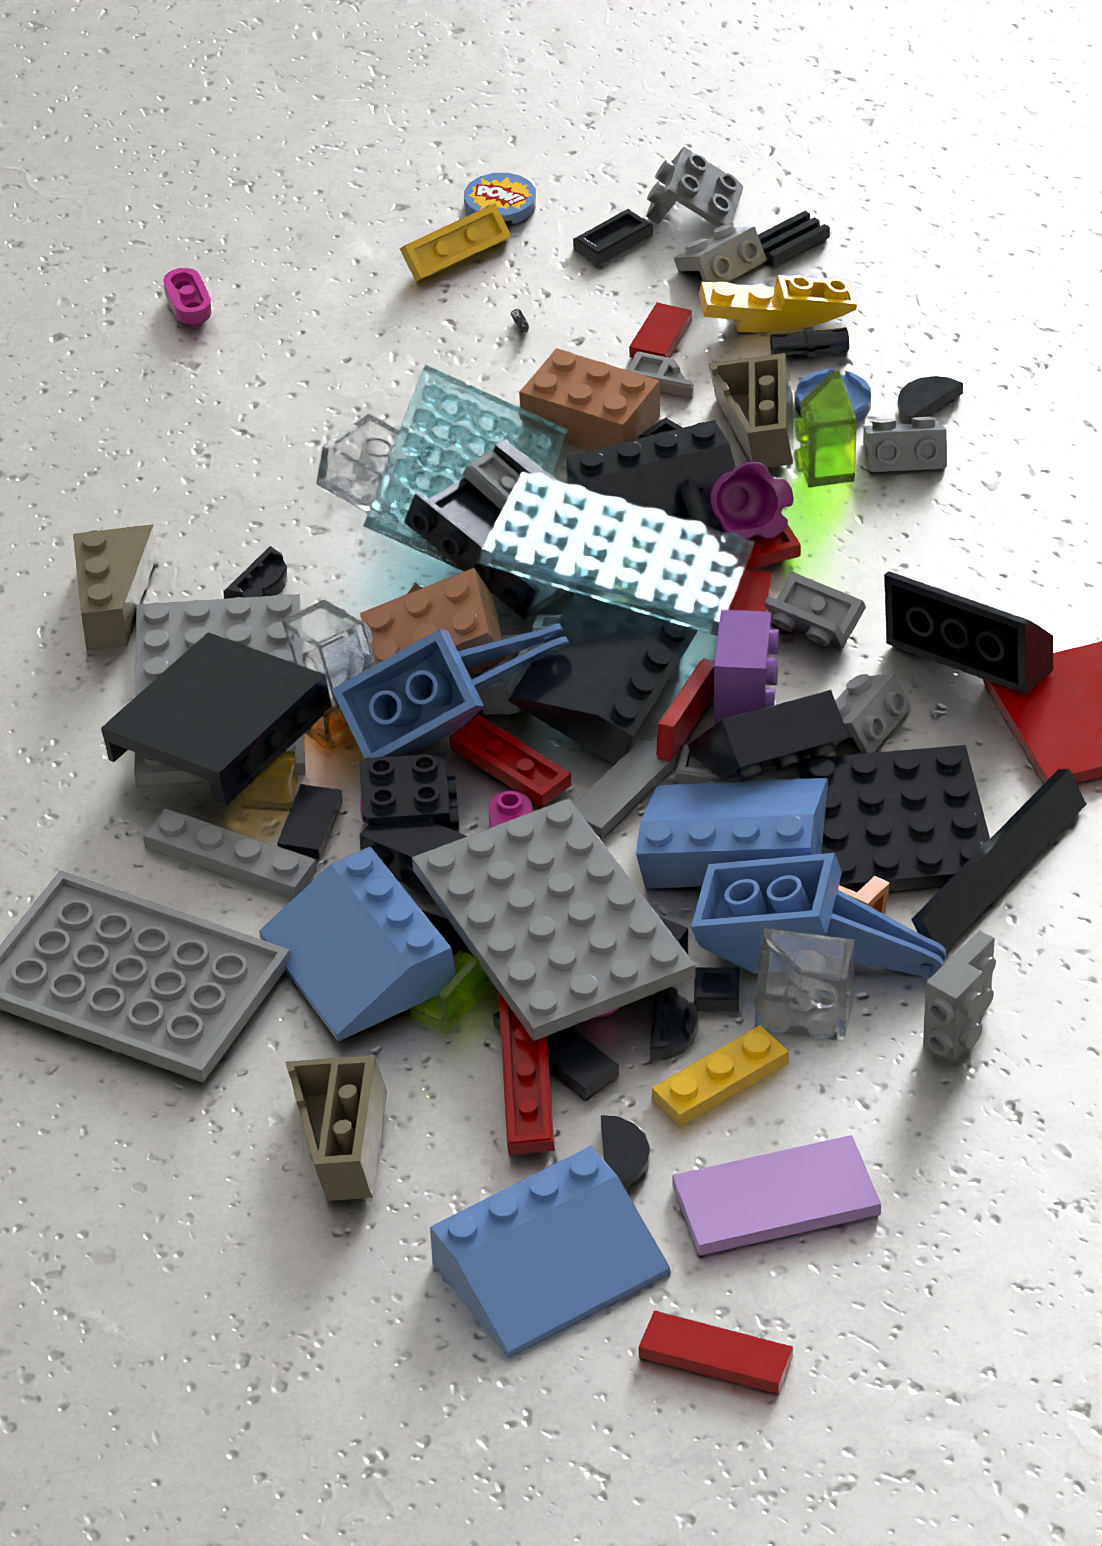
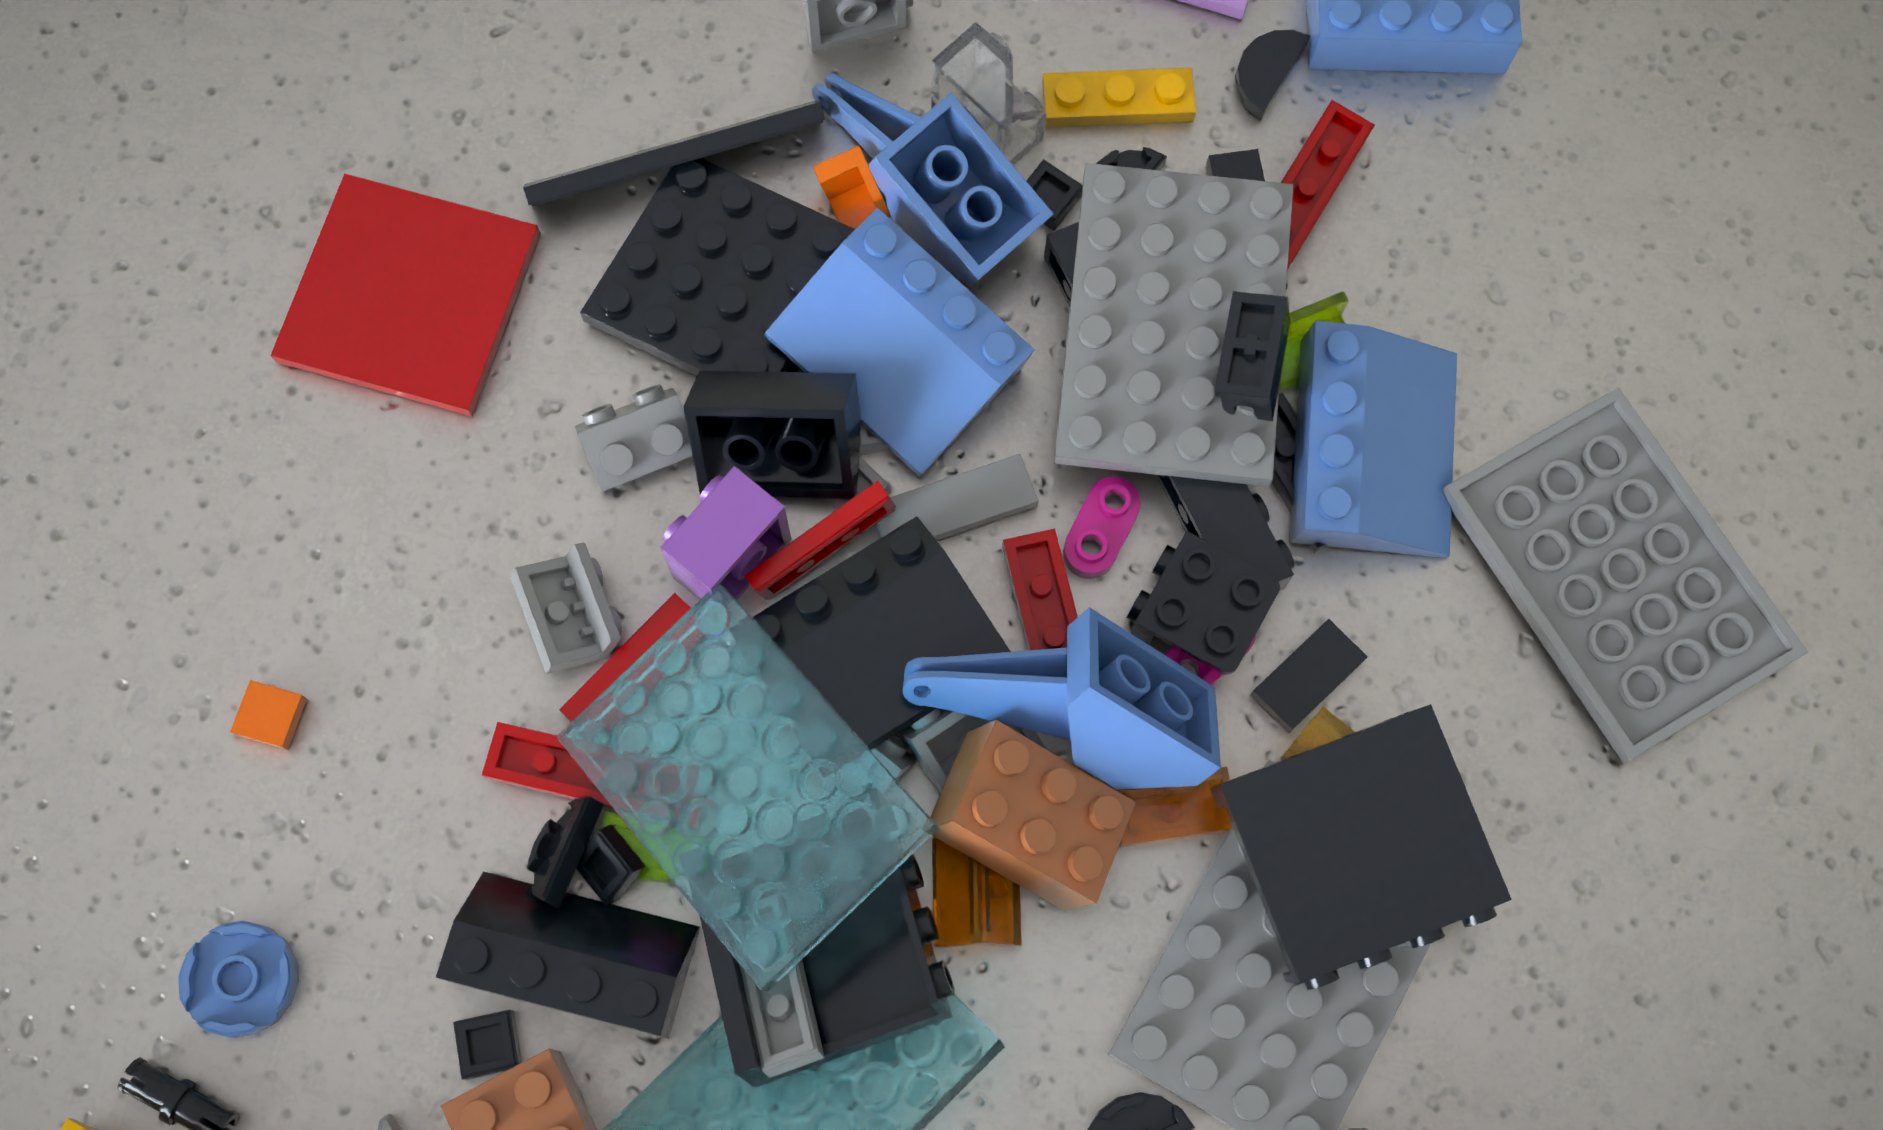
camera: 150 degrees left, 30 degrees up
(230, 853) = (1417, 678): light grey plate -> none
(329, 642) = (1168, 860): clear slope -> none
(342, 1120) = (1524, 233): dark tan wedge -> none
(475, 881) = (1253, 353): none -> black hinge
(751, 501) = (515, 796): magenta hat -> none
(758, 406) = (352, 988): dark tan wedge -> none
(826, 434) = (319, 870): clear neon green slope -> none
(905, 445) = (233, 824): flat silver bracket -> none
(926, 396) = (139, 899): black tile -> none
(941, 494) = (268, 715): none -> orange tile
(966, 634) = (452, 434): black slope -> none

